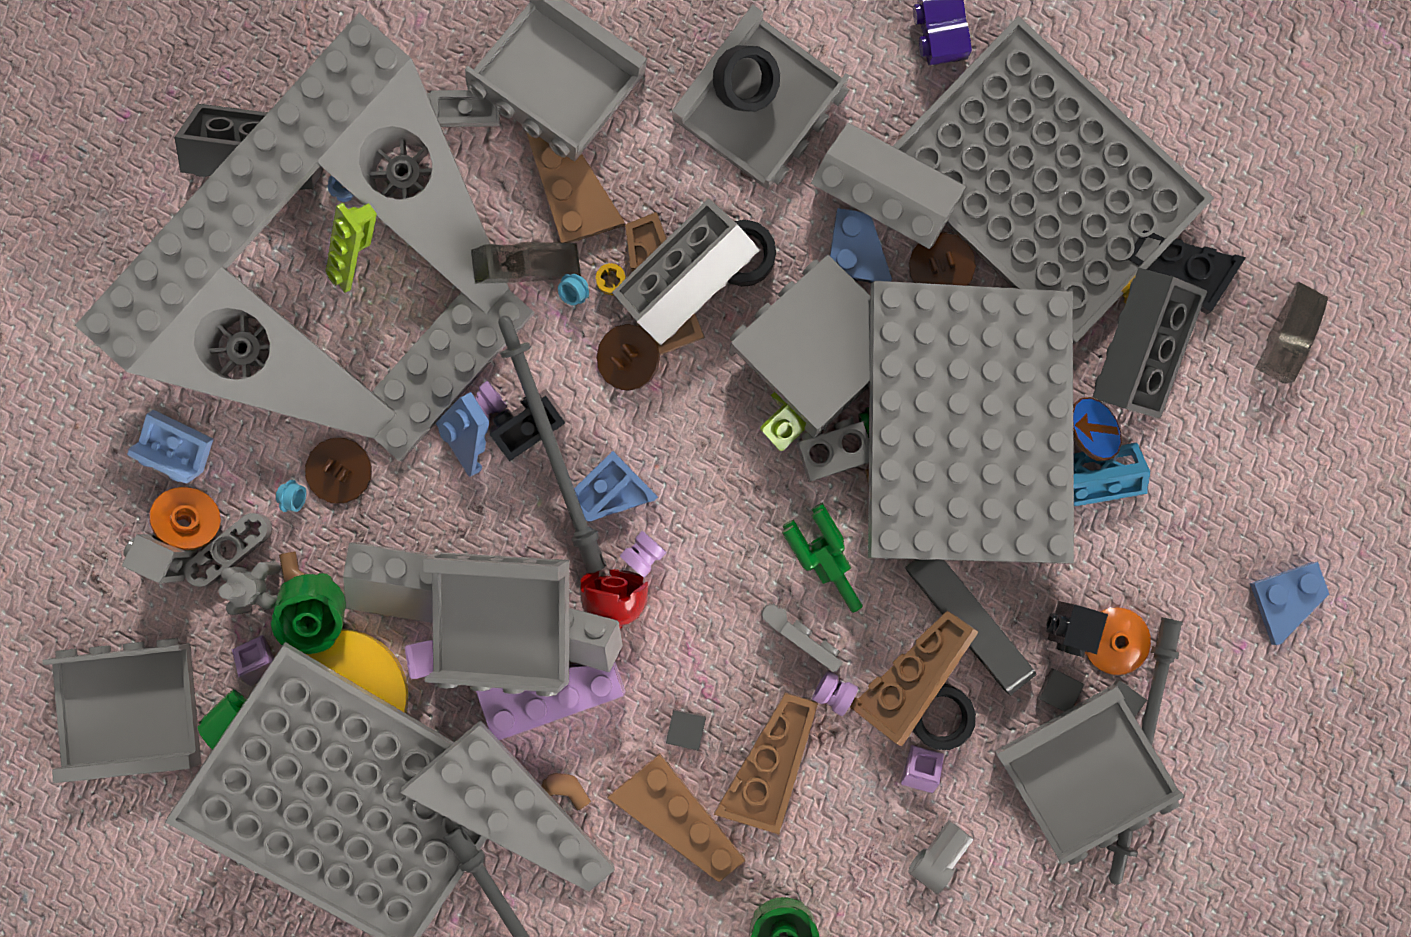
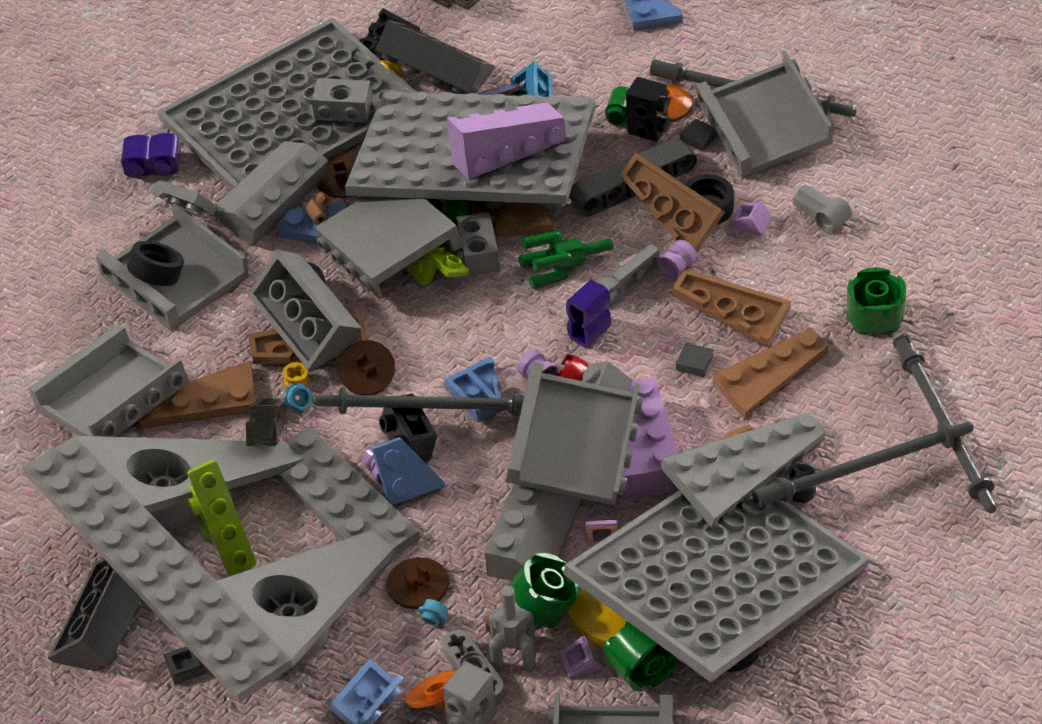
camera: 80 degrees left, 40 degrees down
(505, 875) = (798, 471): none -> black wheel
(722, 605) = (588, 313): none -> dark purple brick
(862, 86) = (183, 198): none -> light grey hinge
(862, 248) = (317, 207): none -> medium nougat arm
(952, 471) = (503, 137): none -> lavender wedge
(1056, 225) = (342, 100): none -> light grey brick
(1094, 589) = (616, 107): none -> green brick

